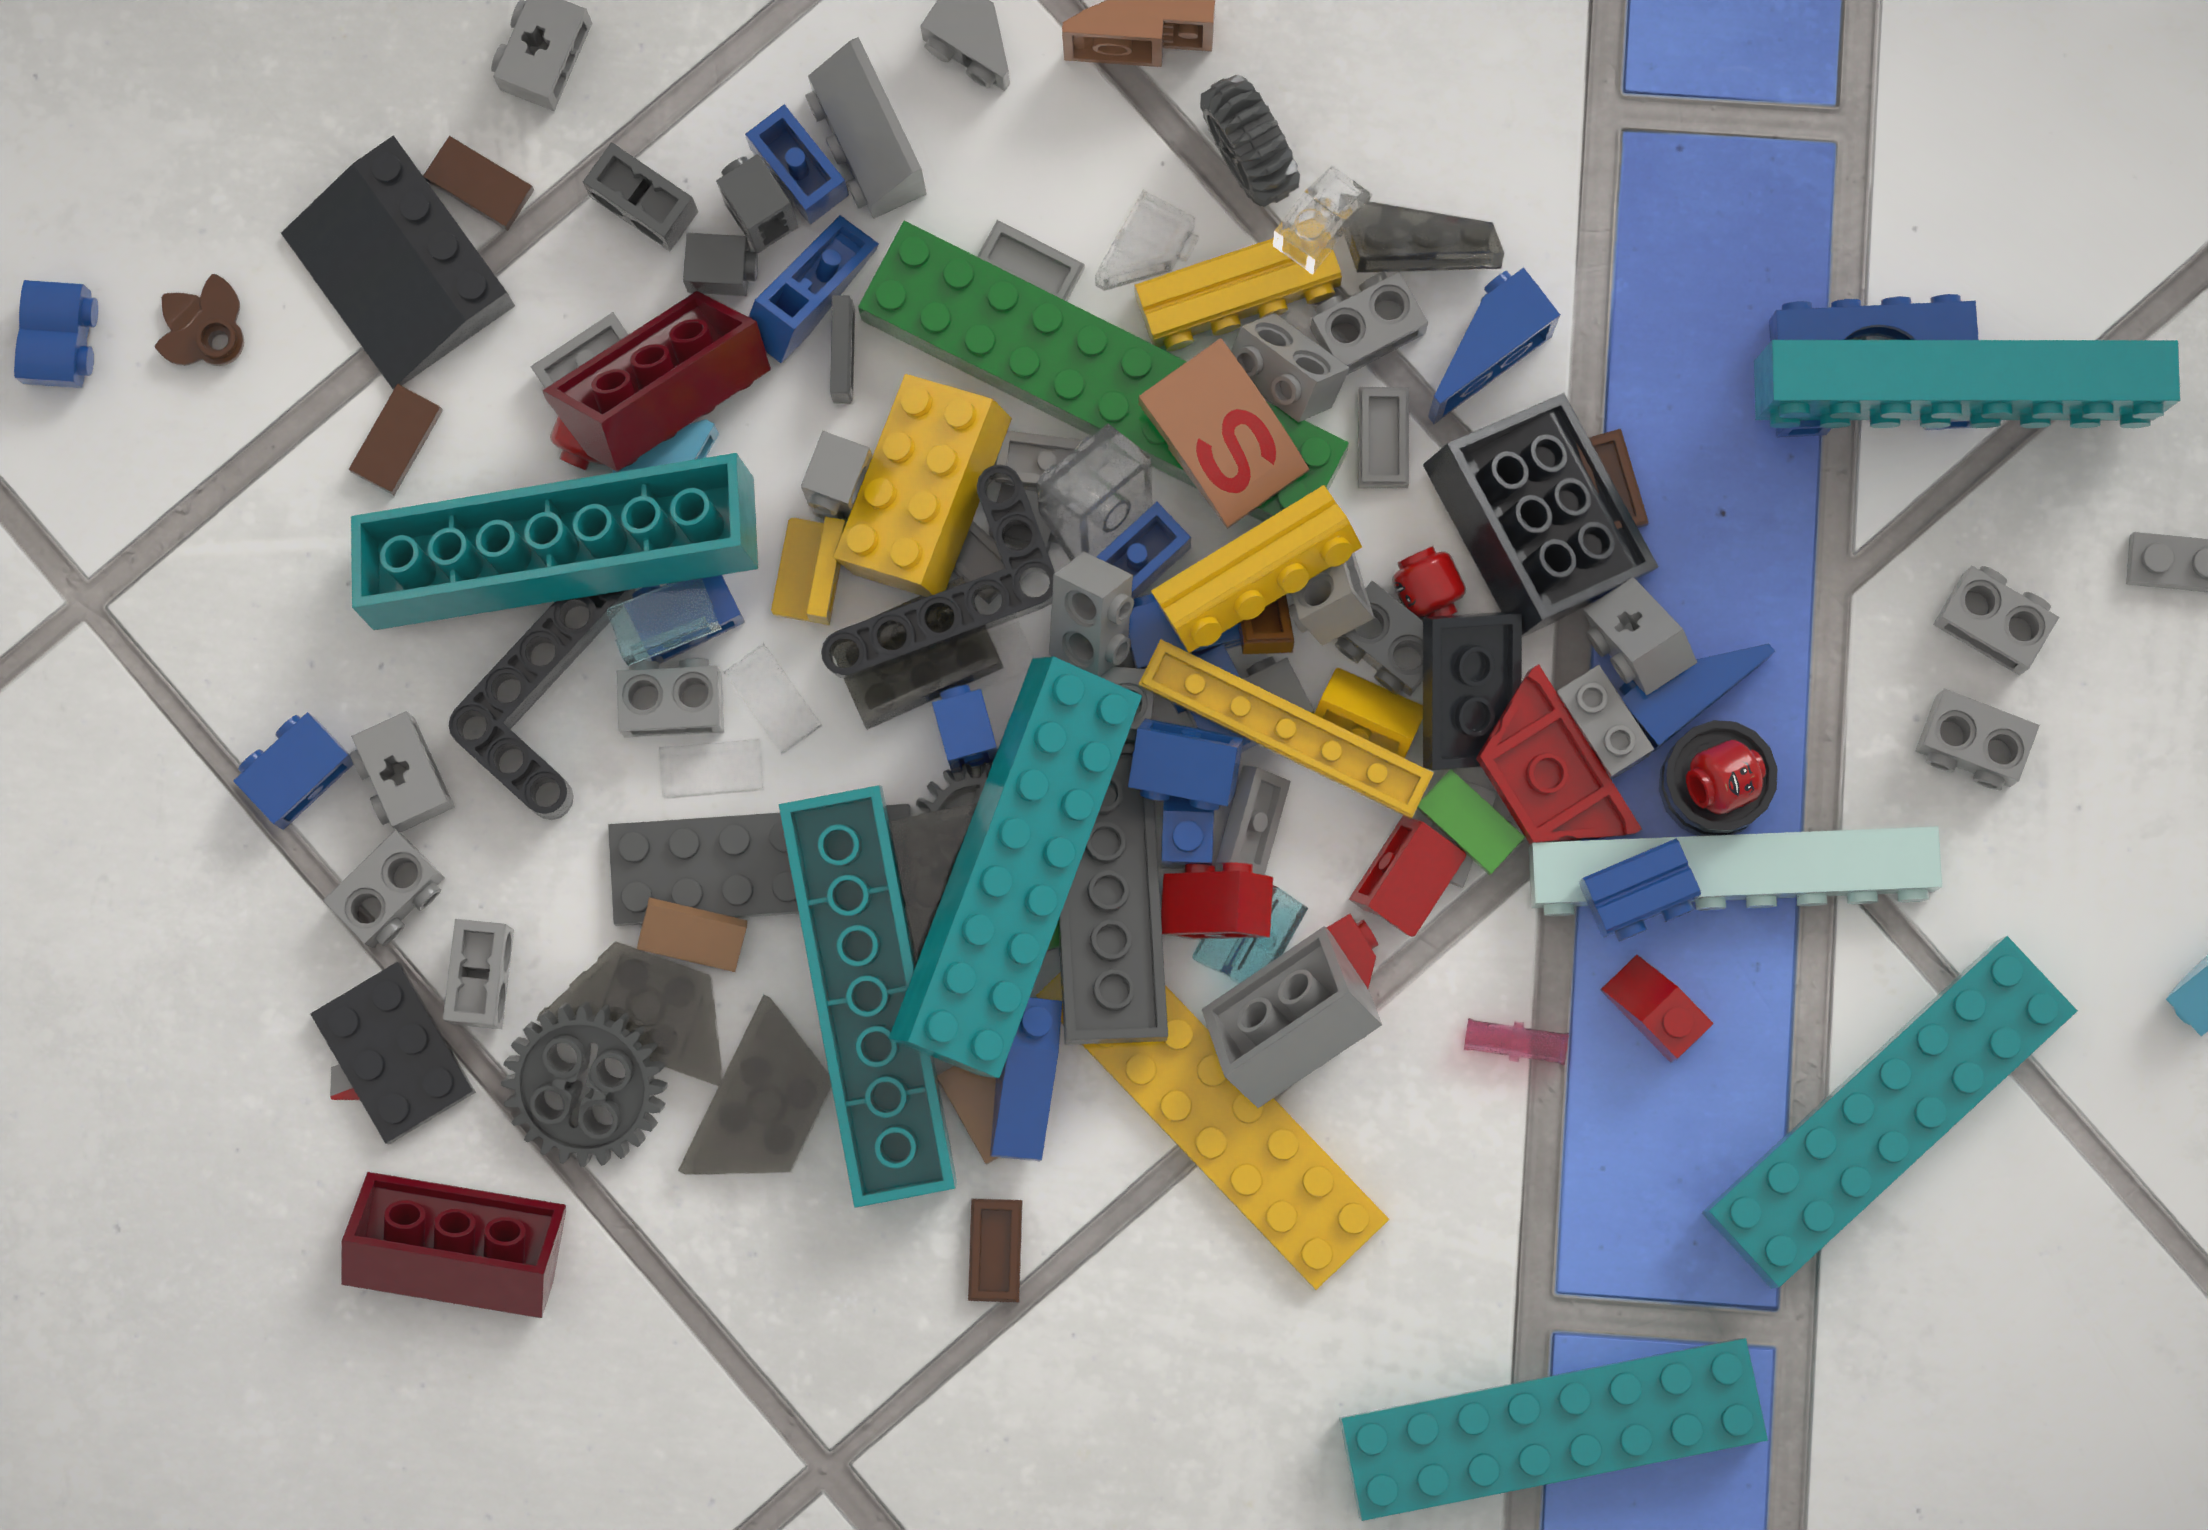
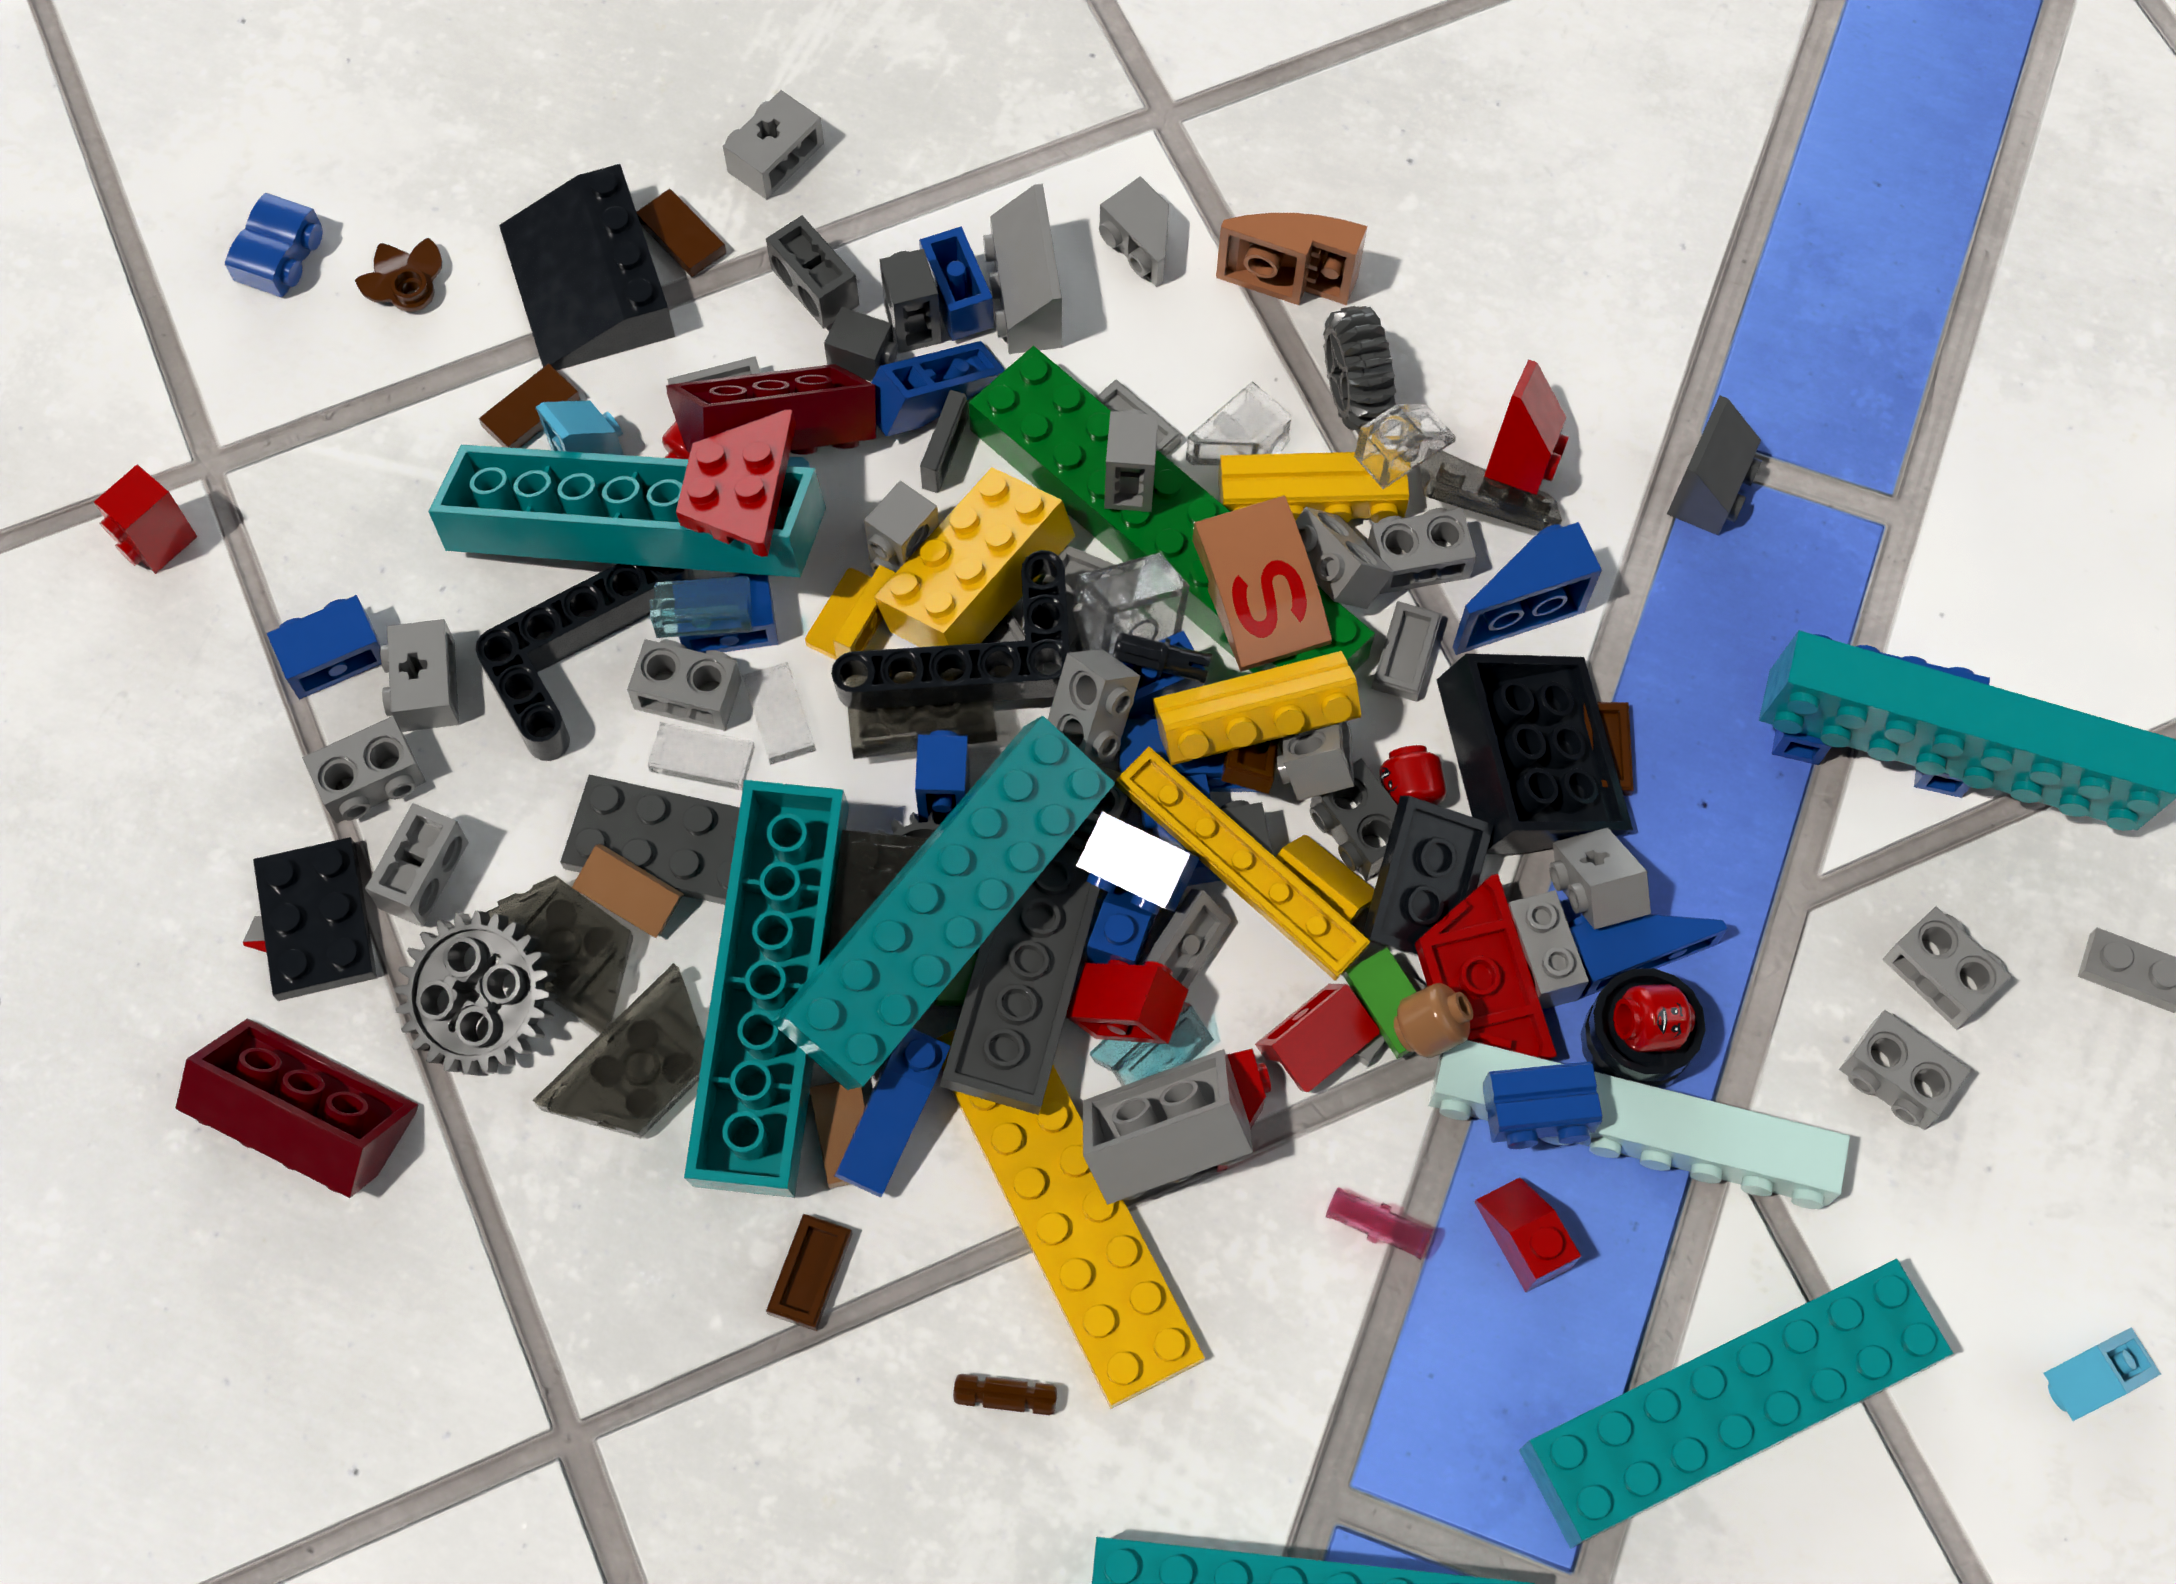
camera: 10 degrees right, 15 degrees down
(57, 697) = (144, 520): none -> red brick
(467, 460) = (579, 427): none -> medium azure slope
(665, 494) = (738, 481): none -> wing
(1053, 341) = (1131, 460): none -> light grey brick
(1146, 542) = (1161, 657): none -> black axle
(1215, 1308) = (1005, 1394): none -> reddish brown axle
(1447, 169) = (1530, 435): none -> red slope
(1516, 838) = (1433, 1020): none -> medium nougat head
(1649, 144) = (1717, 471): none -> dark grey slope

